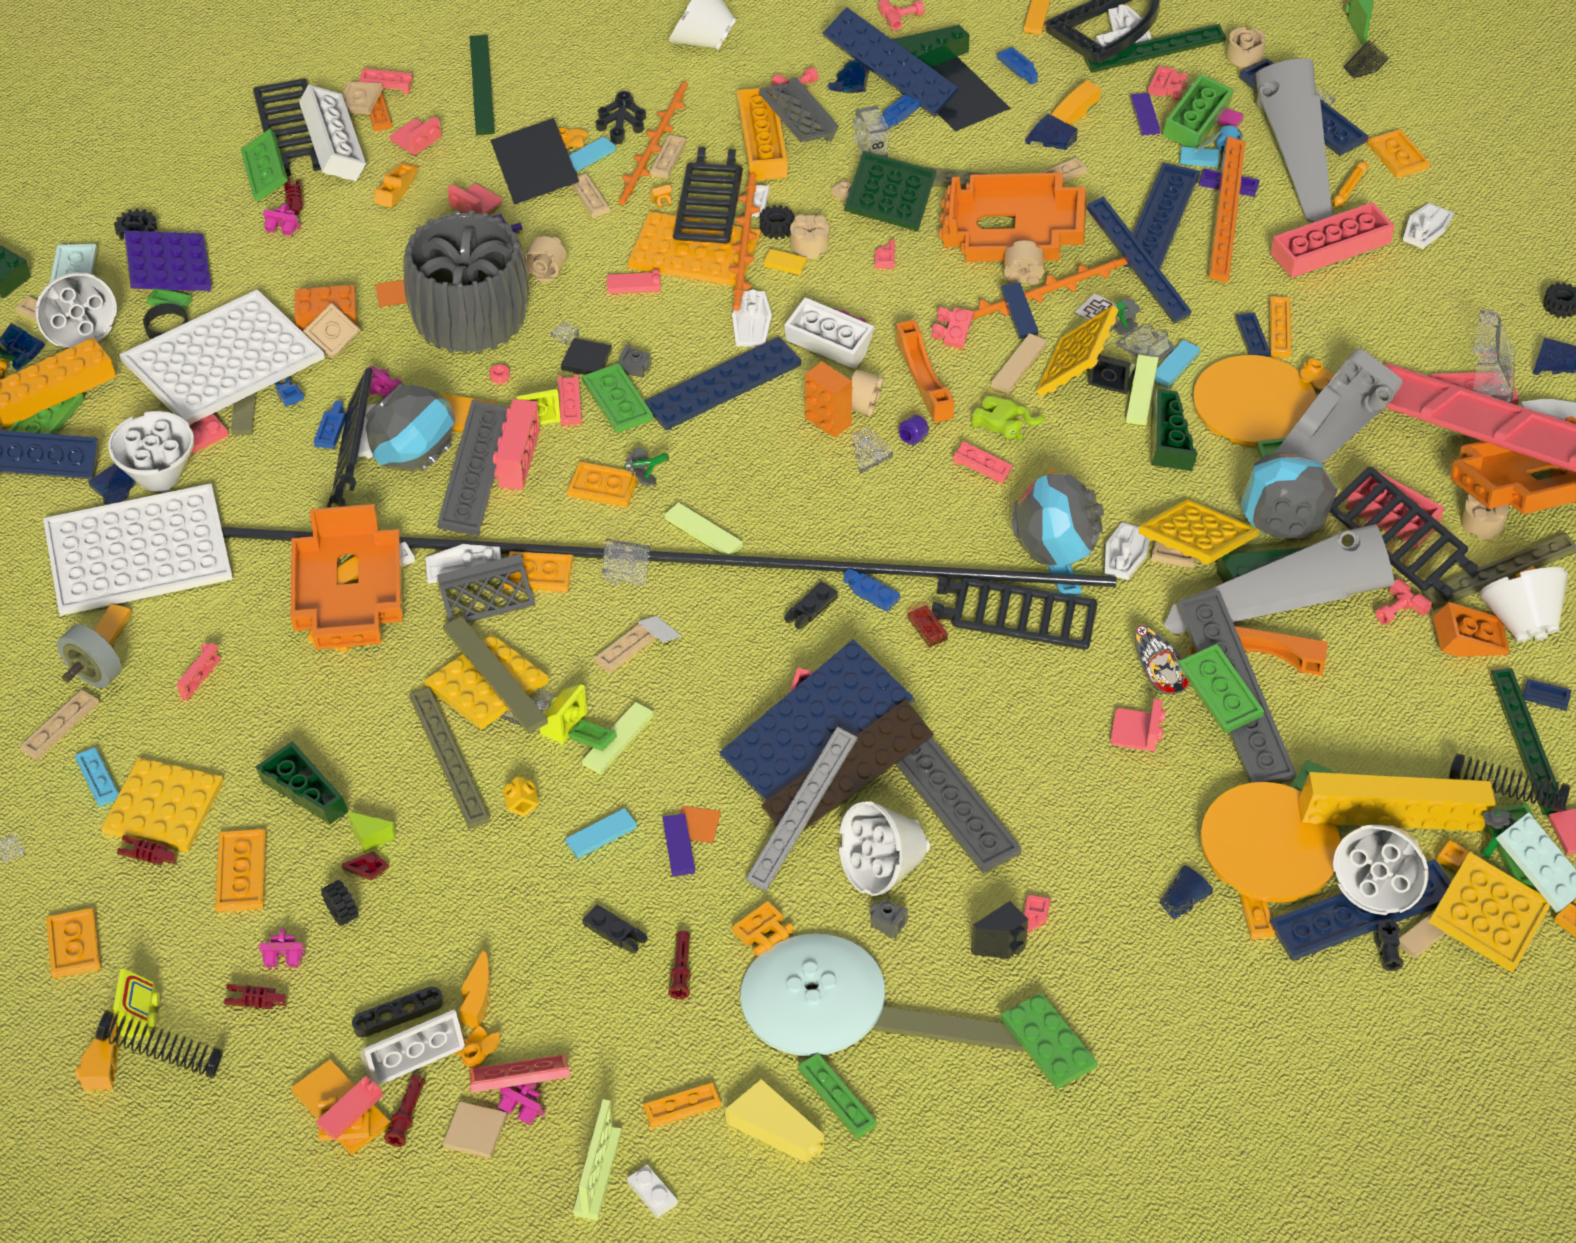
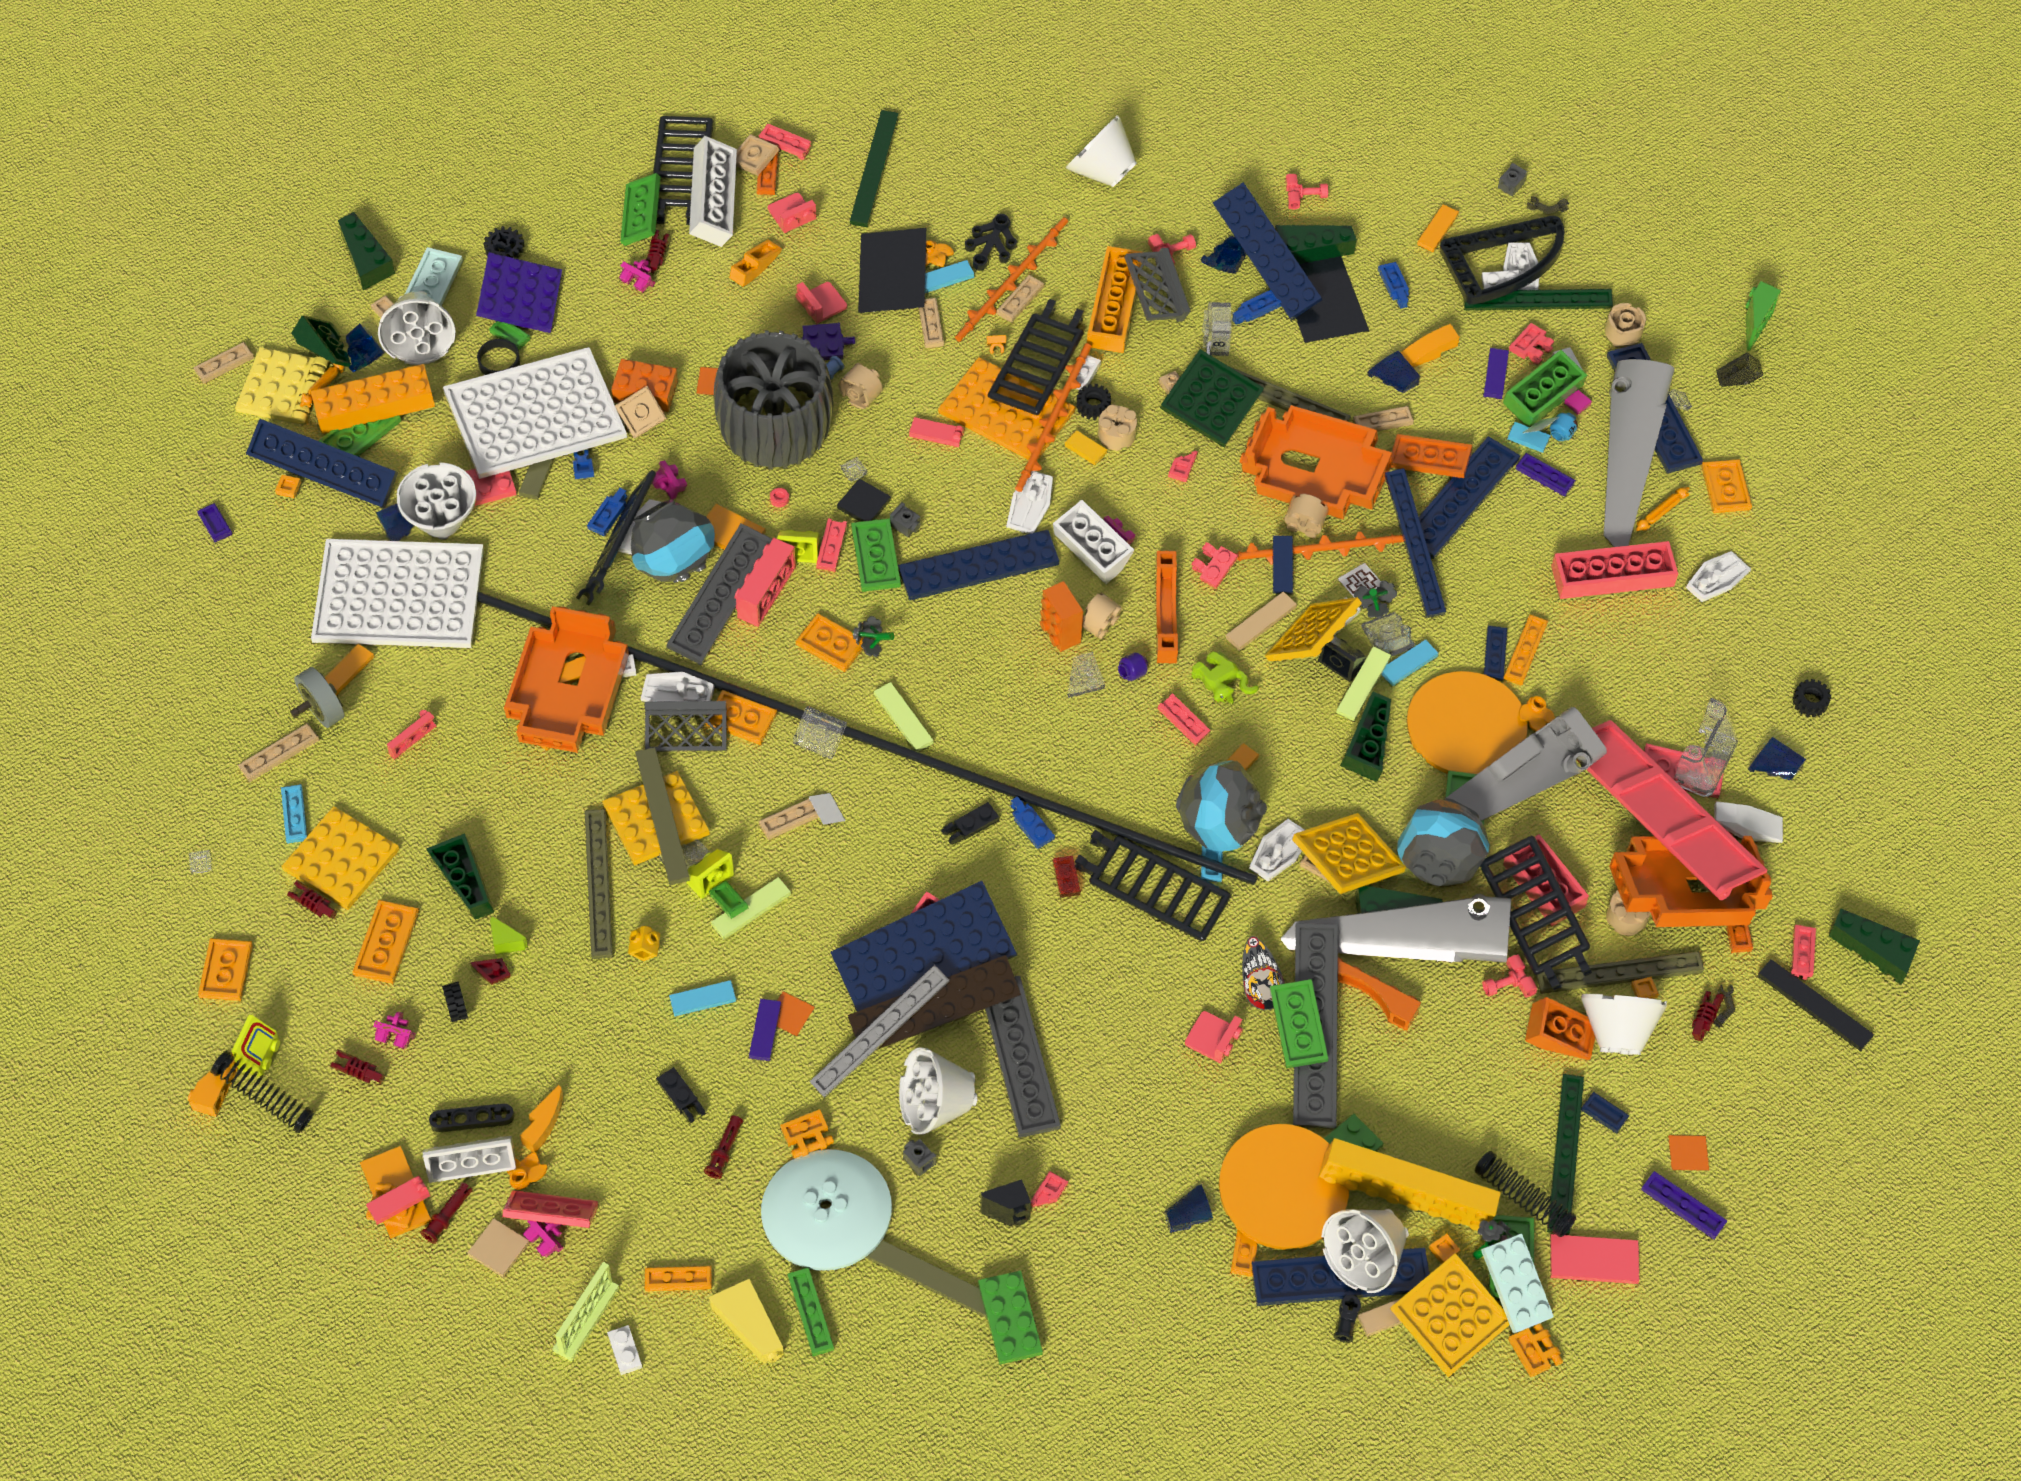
camera: 15 degrees right, 10 degrees up
(1122, 188) = (1431, 456): none -> orange plate
(1226, 210) = (1527, 507): orange plate -> none

